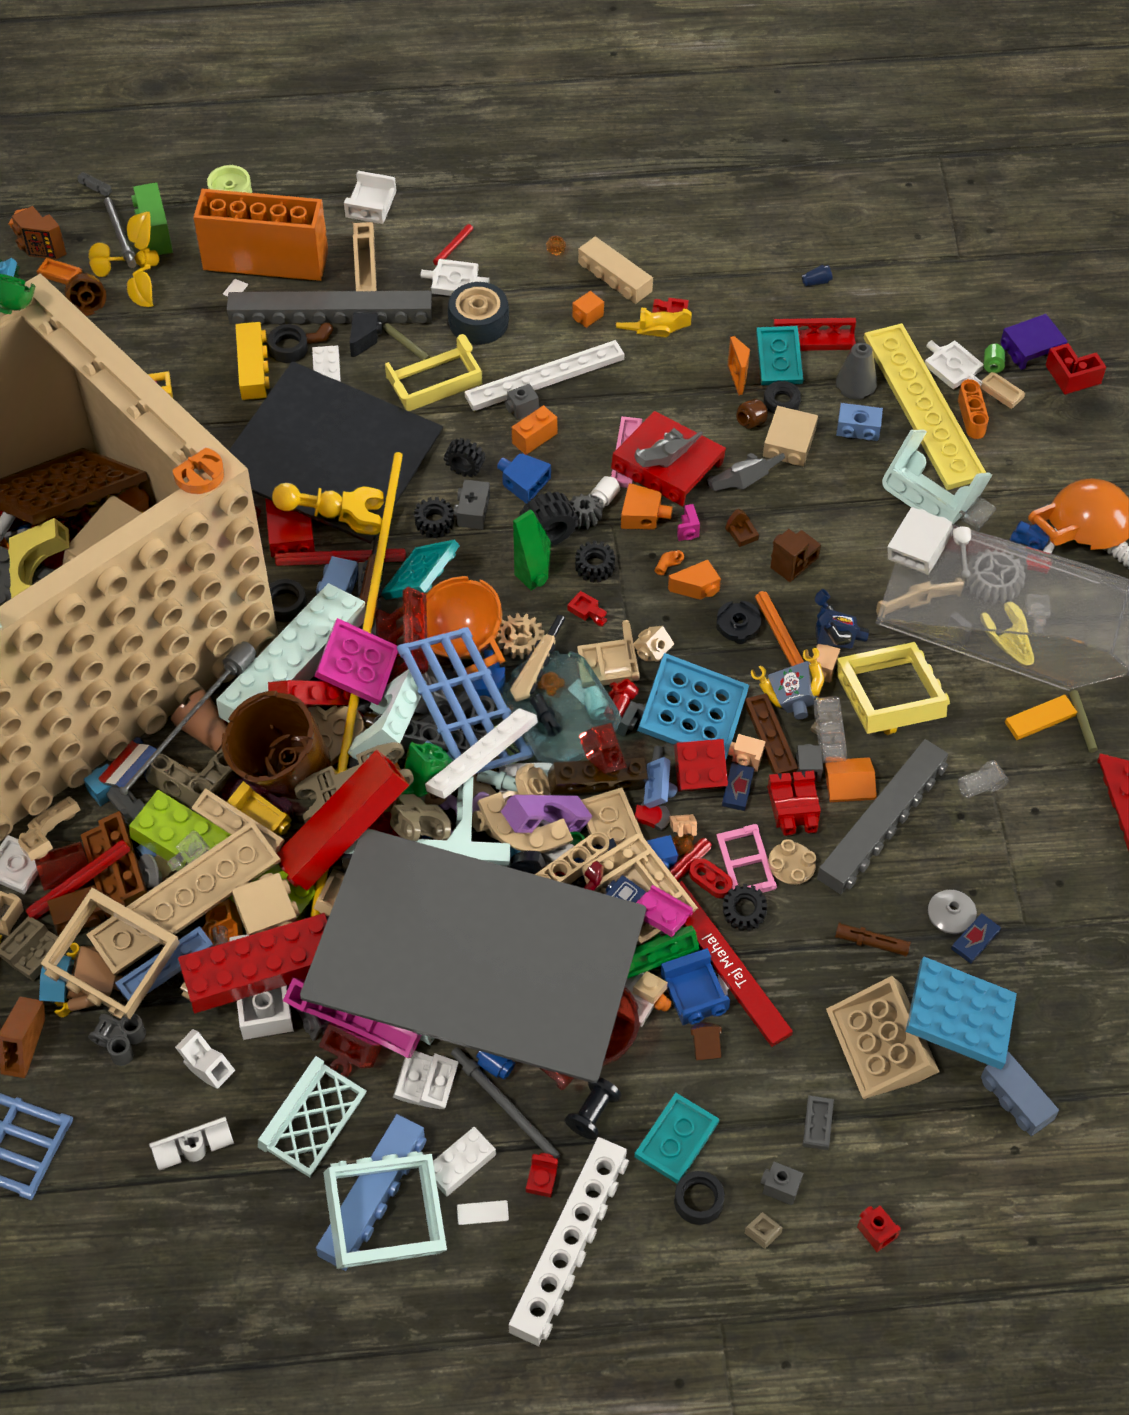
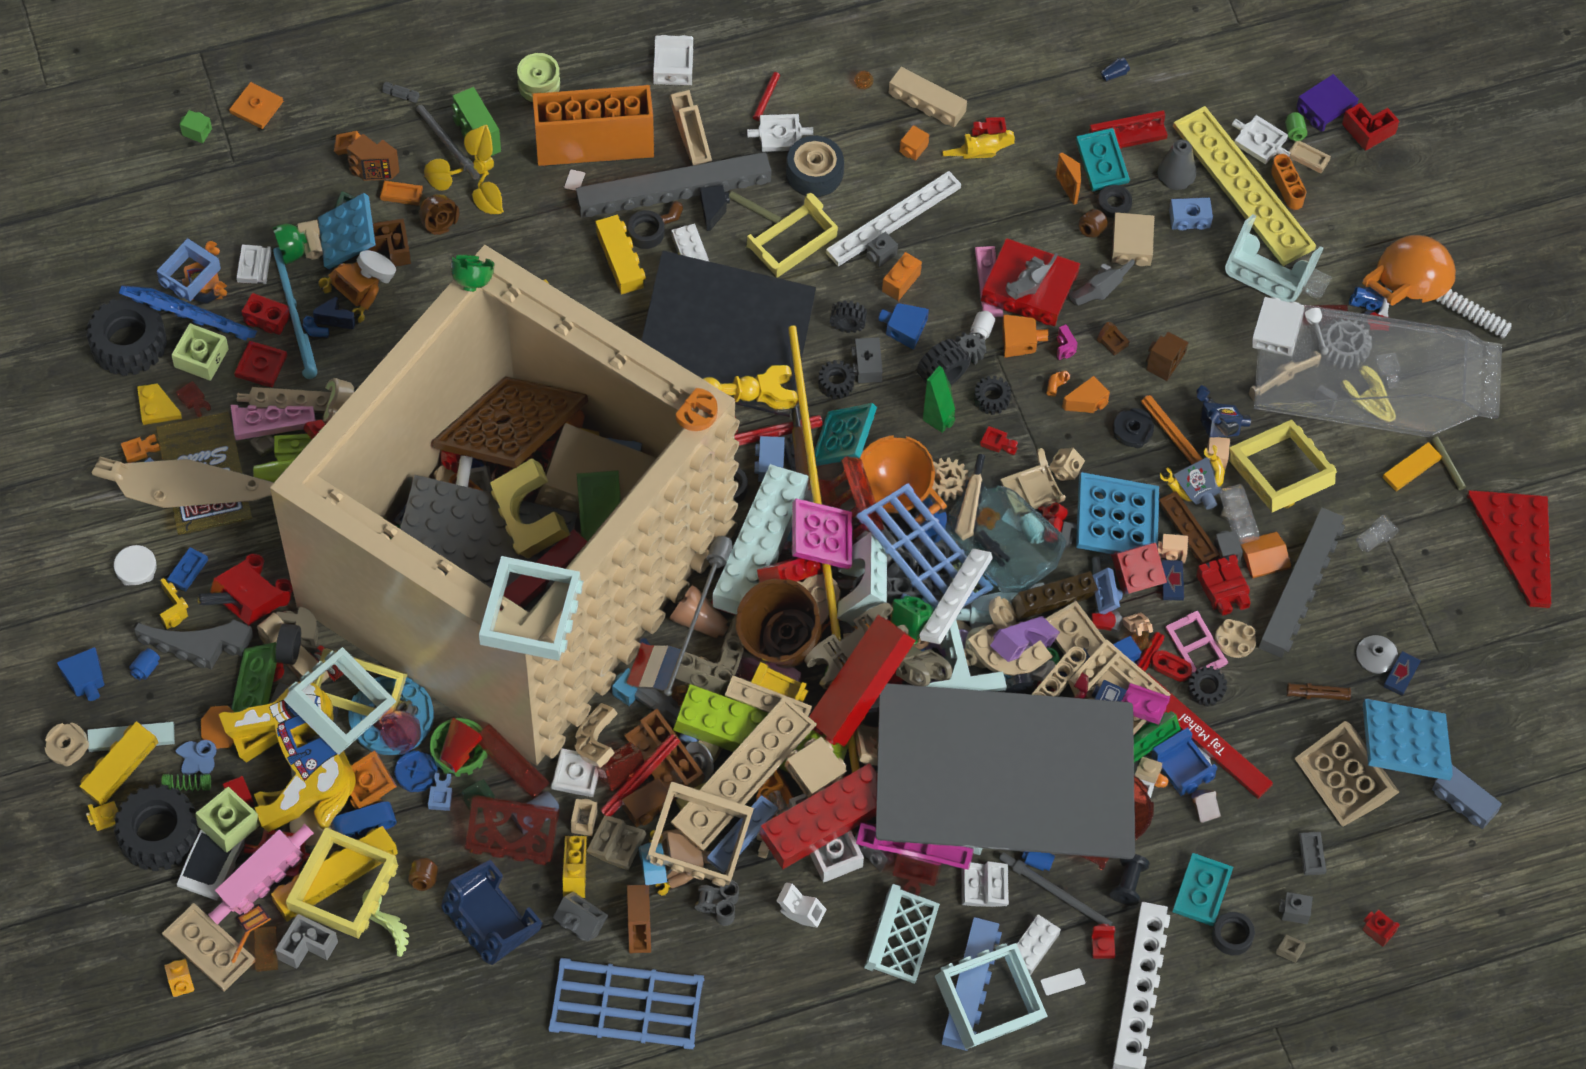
camera: 15 degrees left, 5 degrees up
(168, 1150) = (797, 985): white panel -> none
(189, 850) = (738, 732): clear plate -> none
(603, 748) = (1058, 572): clear red slope -> none

